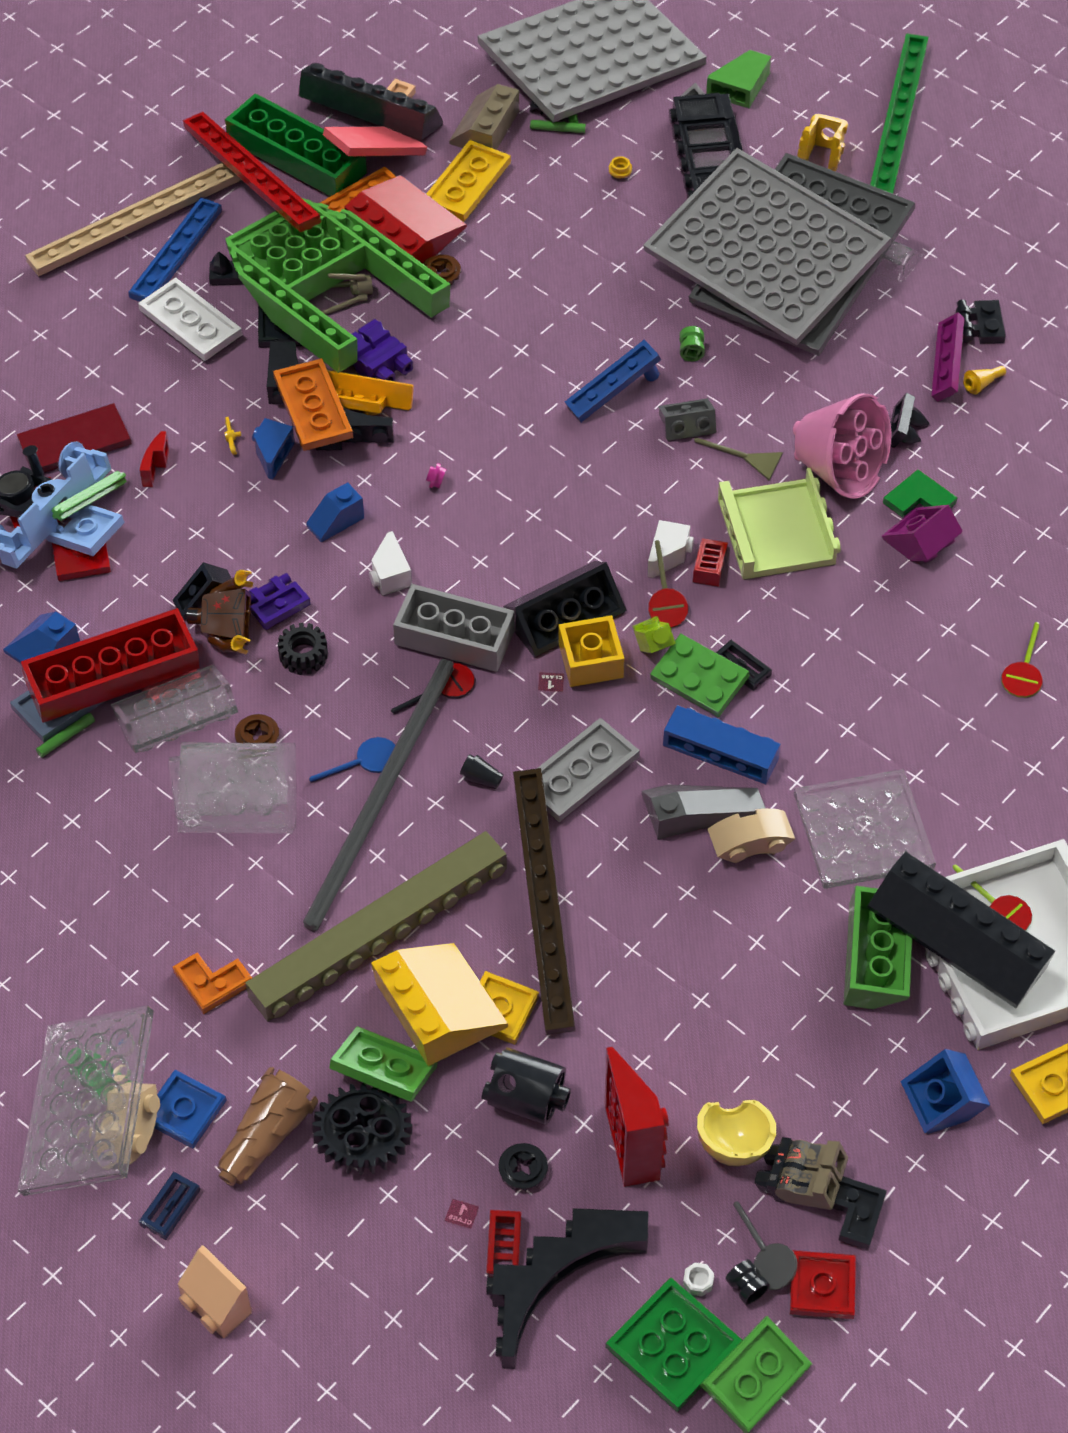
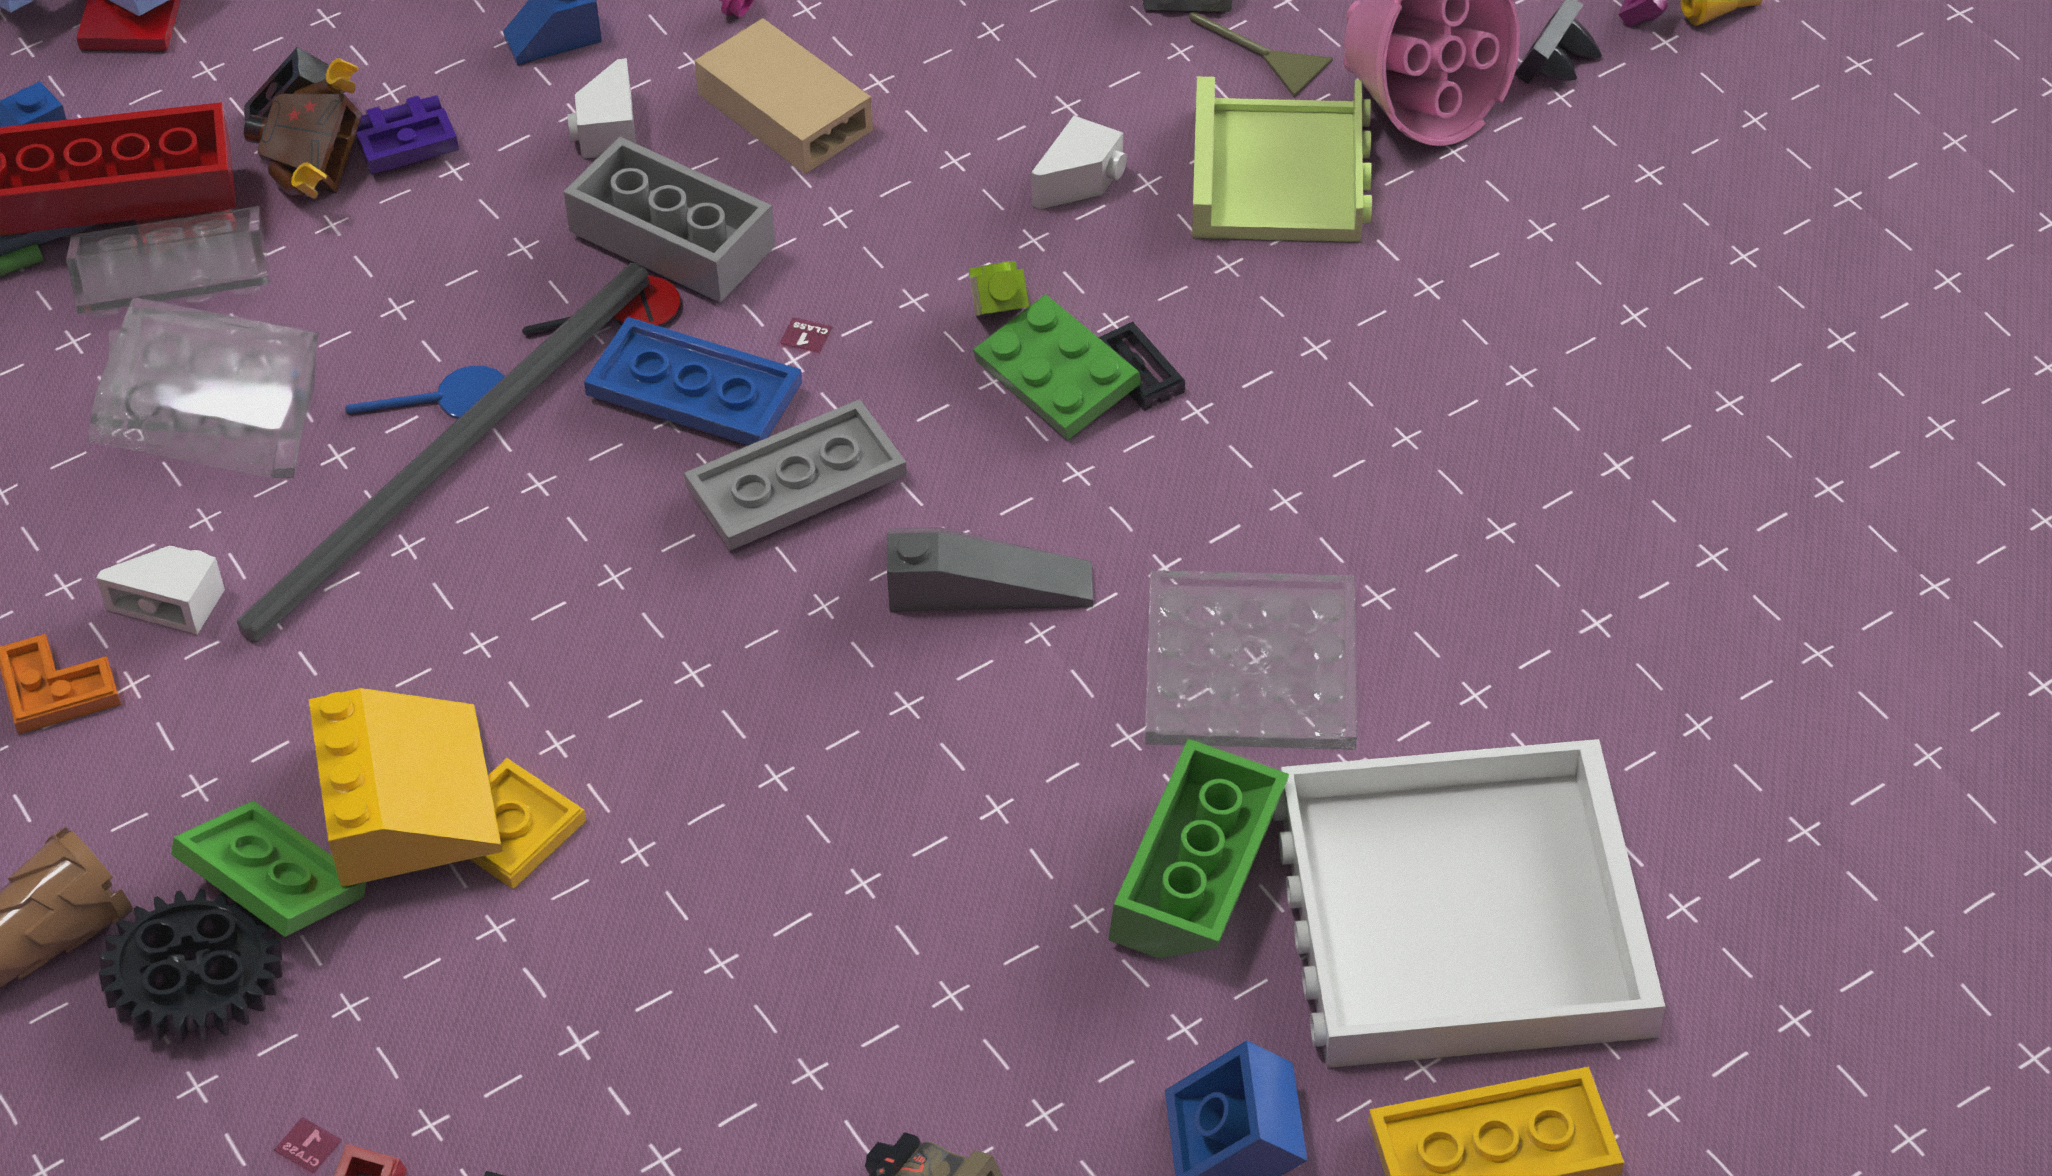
camera: 15 degrees right, 5 degrees down
(249, 726) = (293, 307): reddish brown gear -> none
(255, 911) = (164, 588): none -> white slope
(299, 636) = (420, 227): black tyre -> none
(376, 926) = (353, 649): olive brick -> none
(481, 772) = (626, 446): black cone -> none
(486, 535) = (784, 95): none -> tan brick
(502, 725) = (693, 382): none -> blue plate
(525, 1154) = (460, 1075): black gear -> none
(537, 1087) = (489, 951): black cylinder -> none
(544, 902) = (644, 670): dark brown plate -> none
(572, 598) = (871, 225): black slope -> none
(591, 651) = (882, 293): yellow brick -> none
(634, 1122) = (631, 1049): red slope -> none
(667, 603) = (1045, 248): red piece -> none
(706, 575) = (1139, 209): red slope -> none
(721, 744) = (1052, 479): blue brick -> none
(736, 1134) = (822, 1111): light yellow cylinder -> none
(751, 835) = (1045, 628): tan brick -> none
(915, 490) = (1544, 151): green tile -> none
(924, 532) = (1529, 216): magenta slope -> none
(961, 929) = (1350, 847): black slope -> none
(1008, 906) = (1459, 848): red piece -> none
(1021, 677) = (1626, 474): red piece -> none

